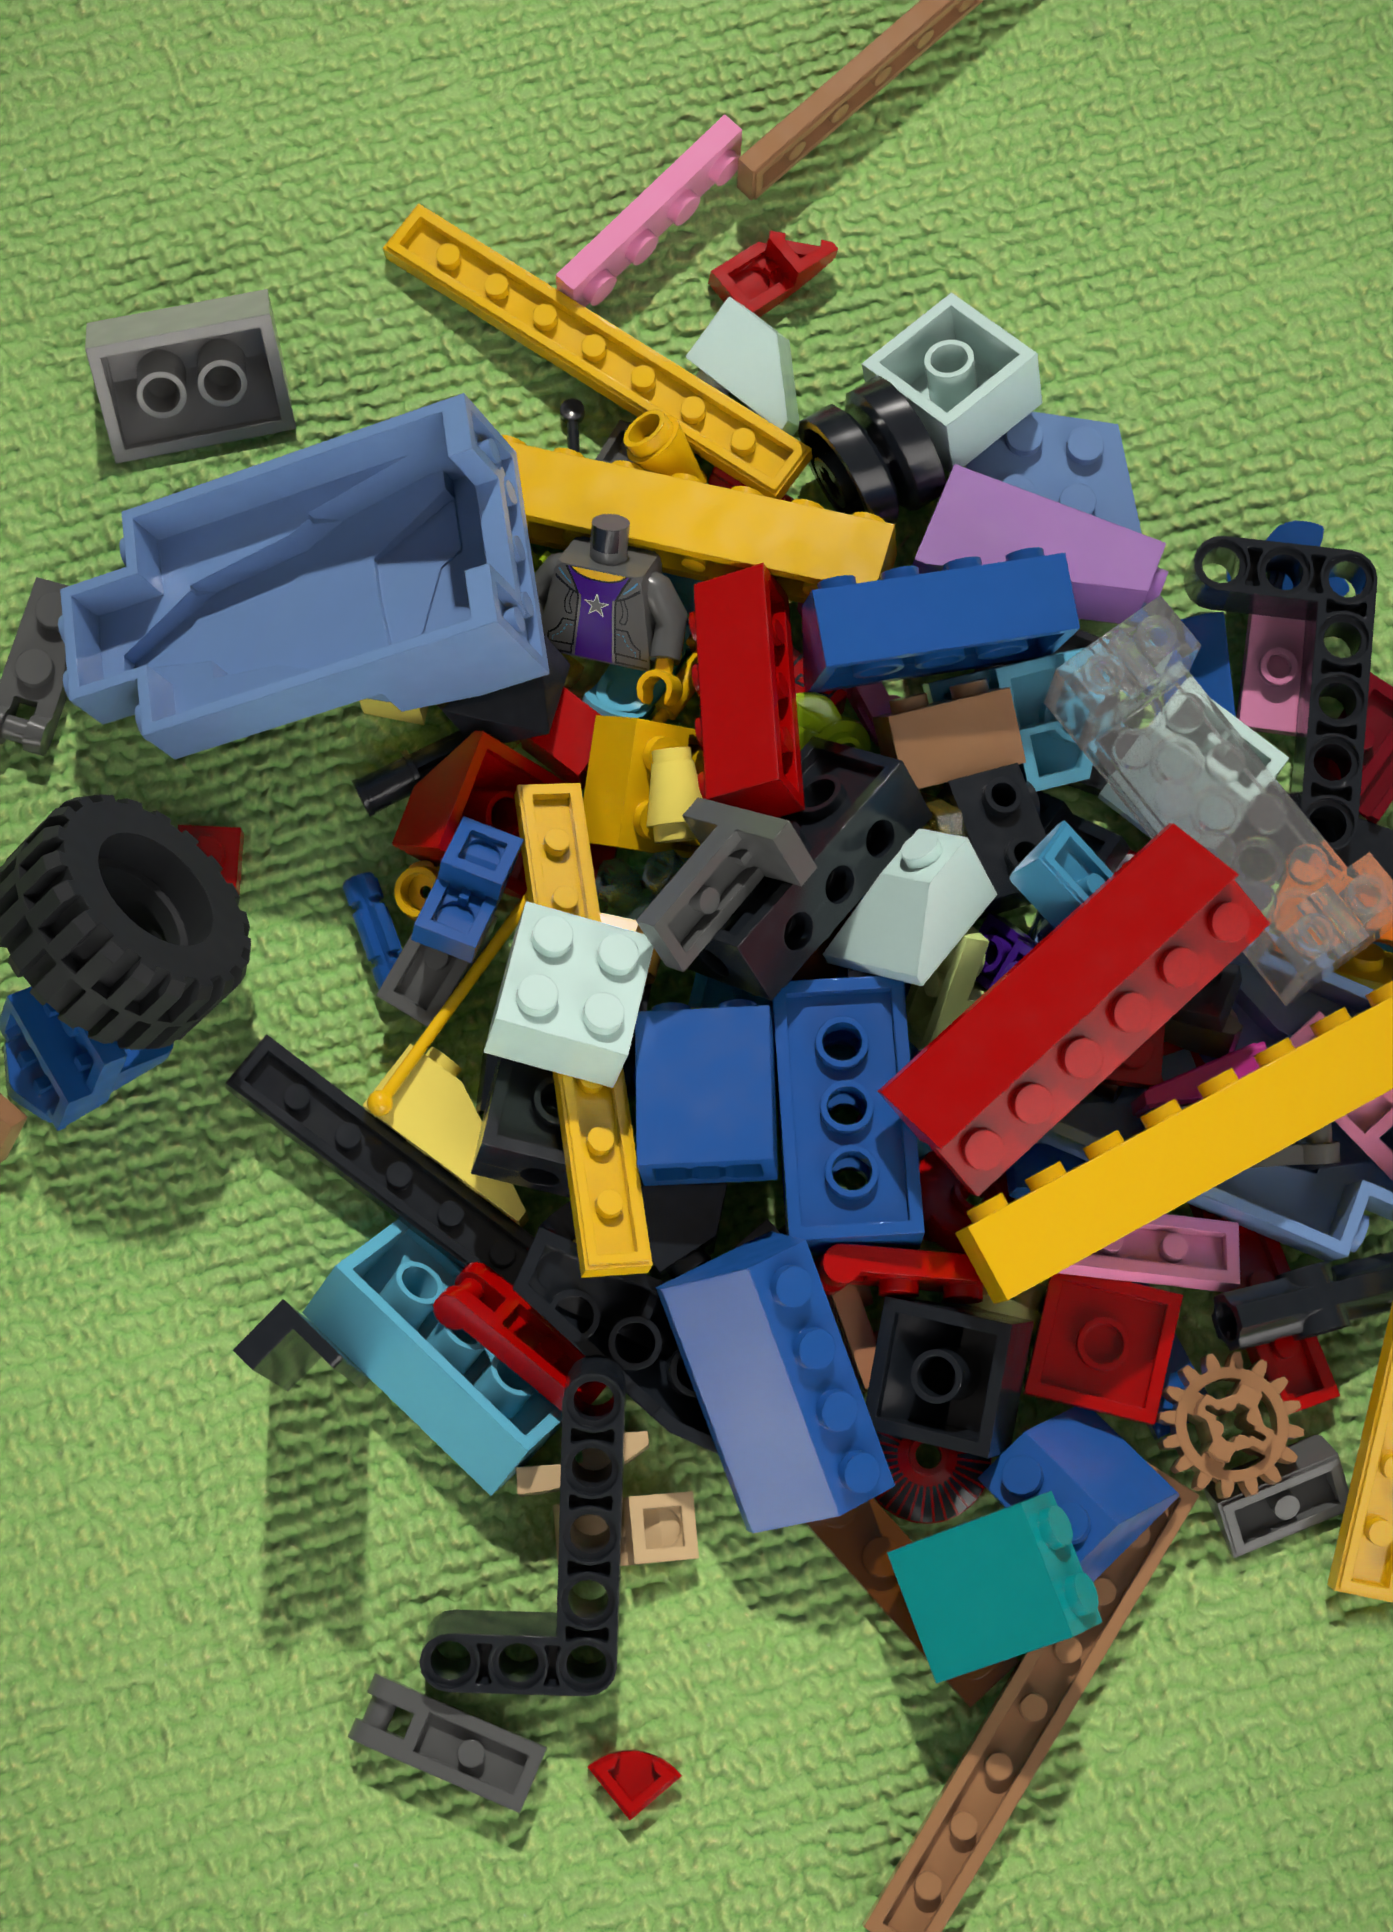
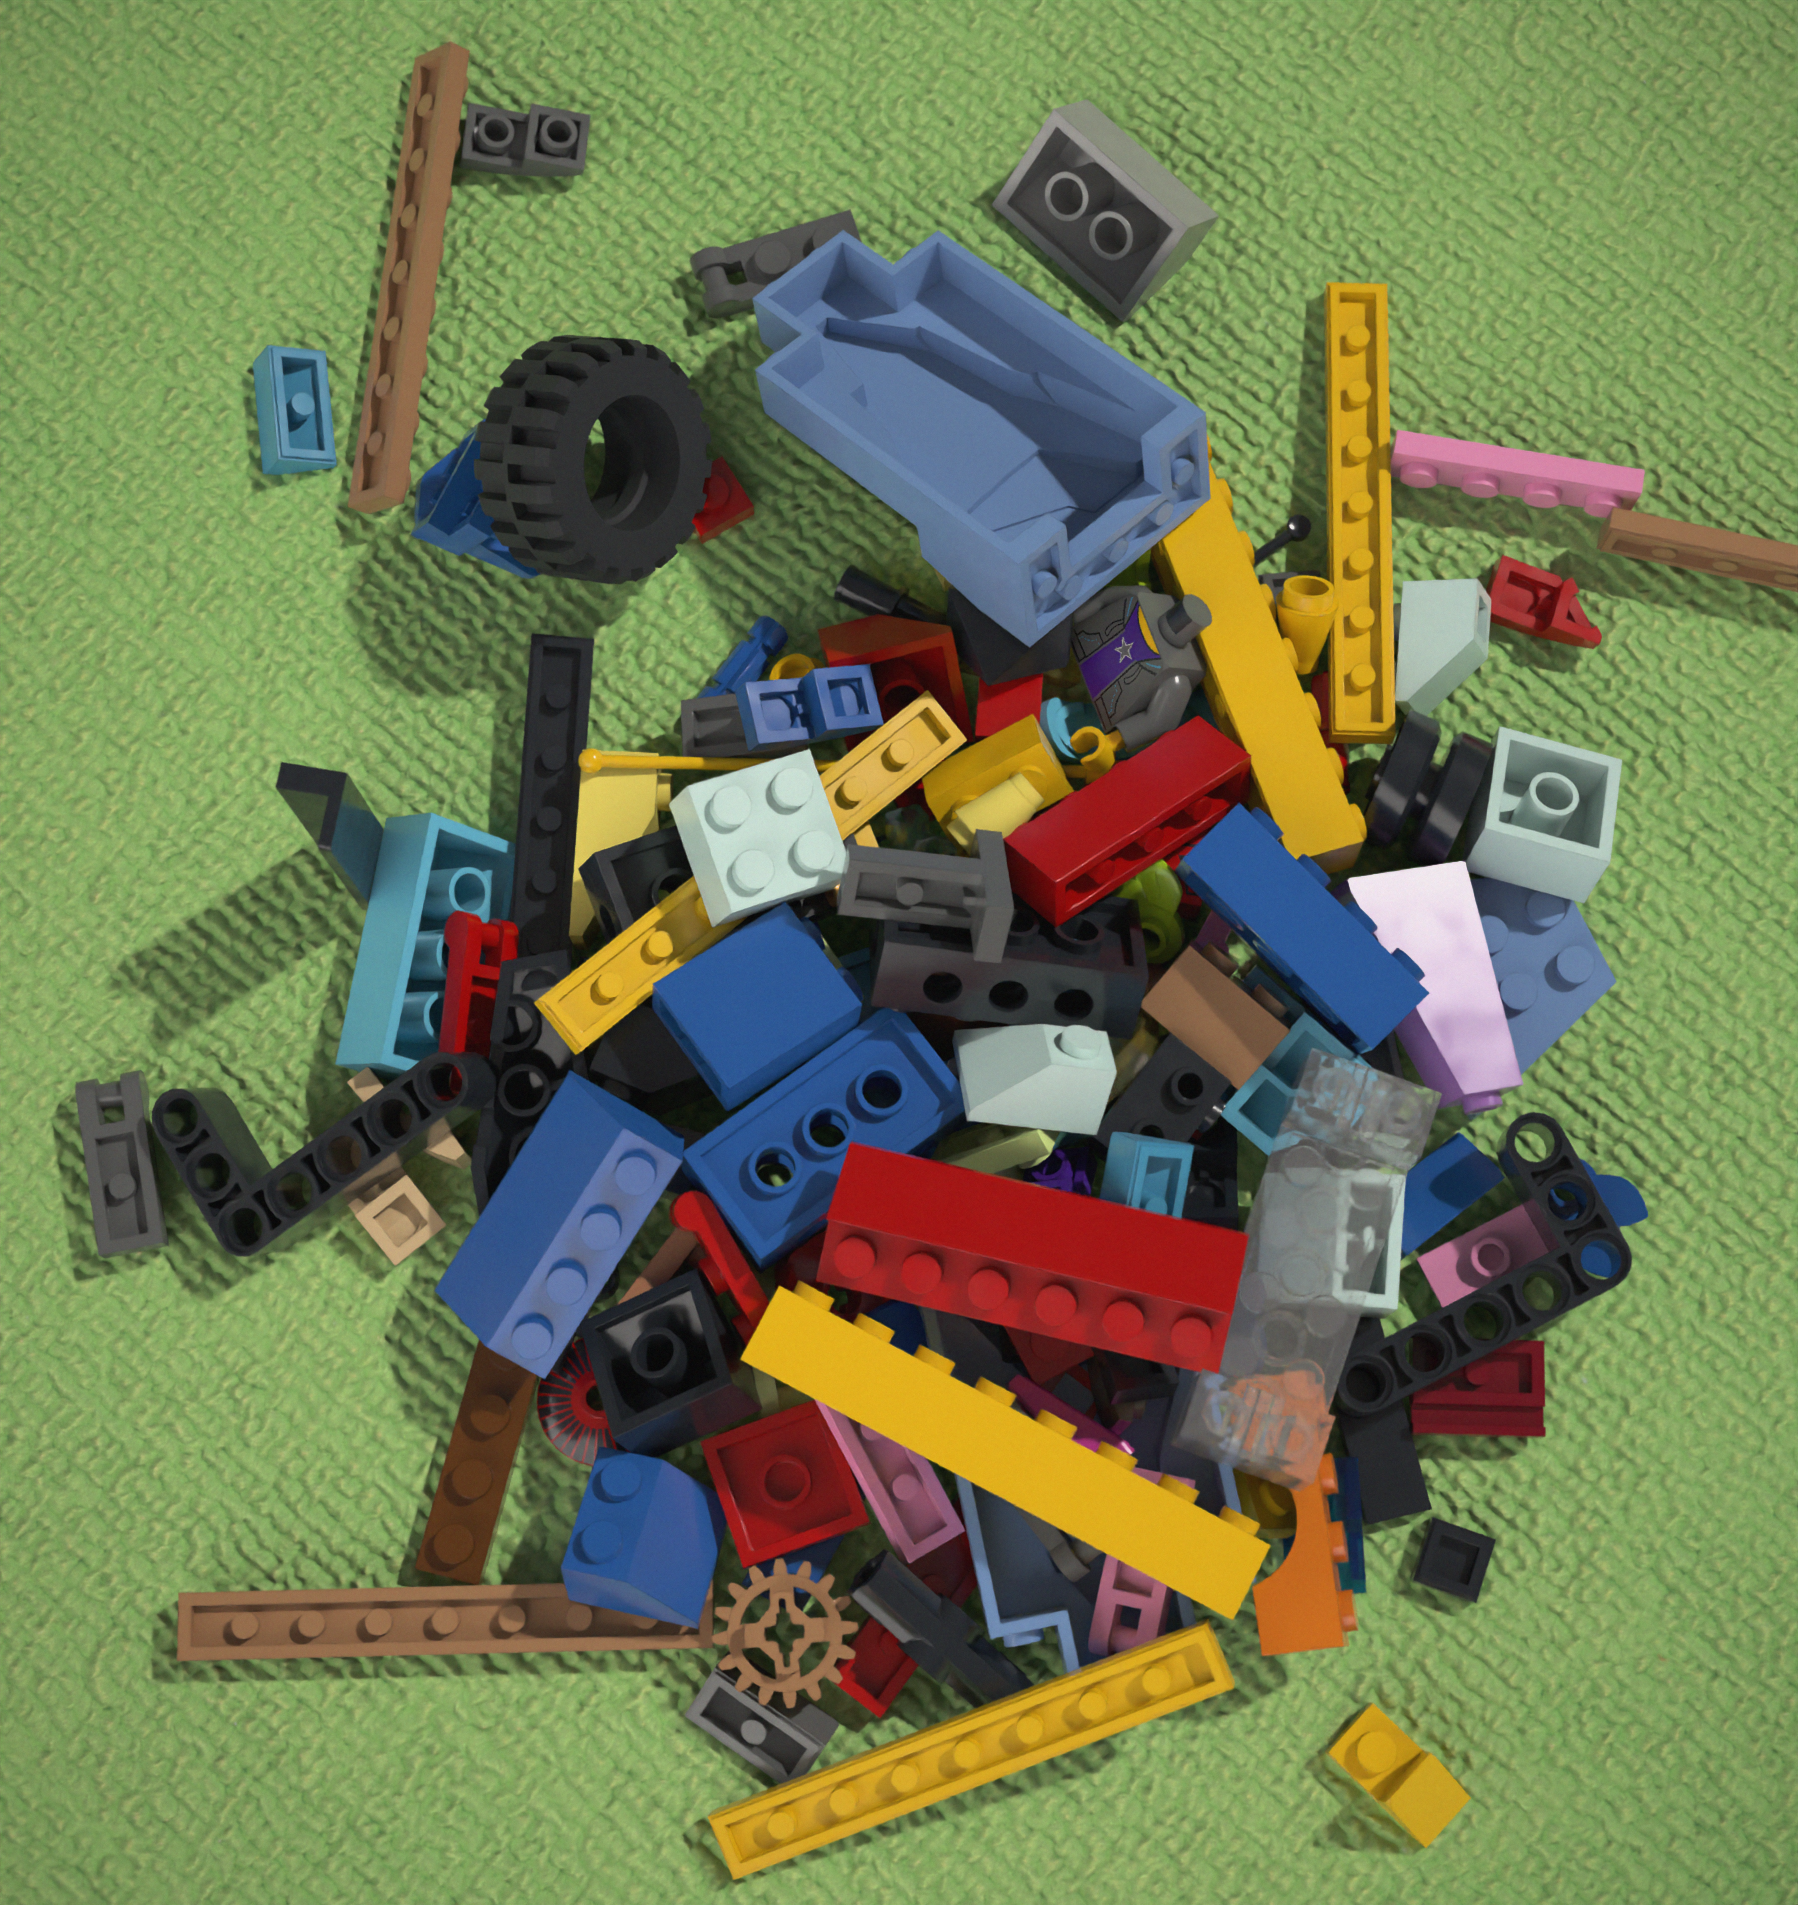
camera: 60 degrees right, 0 degrees up
(634, 1778) = (187, 1331): red tile -> none
(996, 1587) = (510, 1514): teal brick -> none

